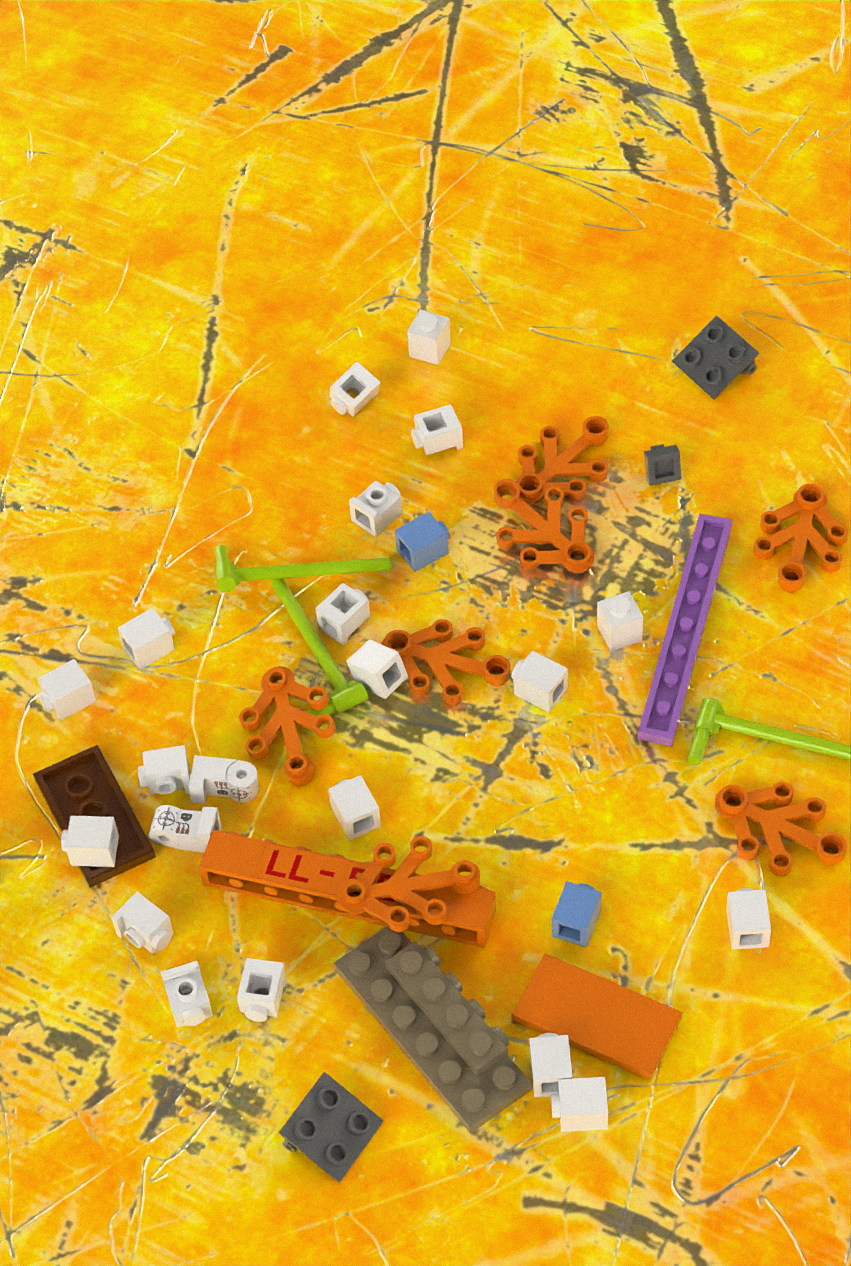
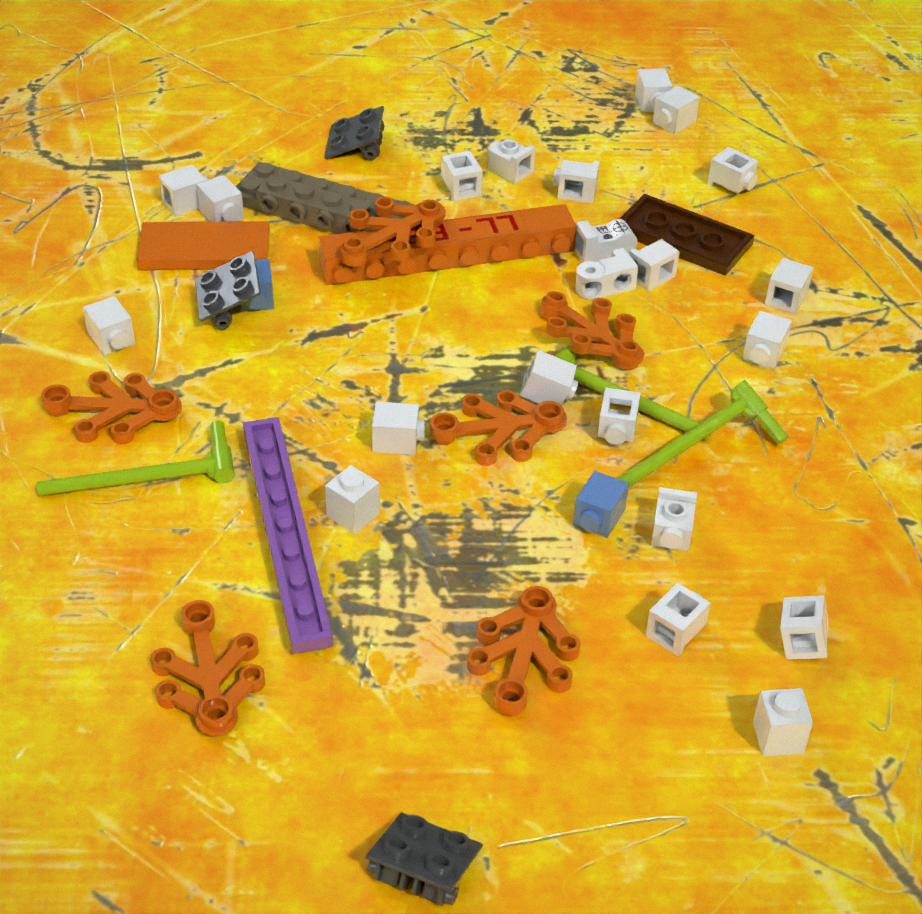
camera: 145 degrees right, 10 degrees down
(91, 841) = (659, 195): white brick -> none
(354, 807) = (485, 290): white brick -> none
(544, 531) = (443, 556): orange plant -> none
(611, 903) = (225, 288): none -> dark grey hinge
(662, 464) = (409, 682): dark grey tile -> none

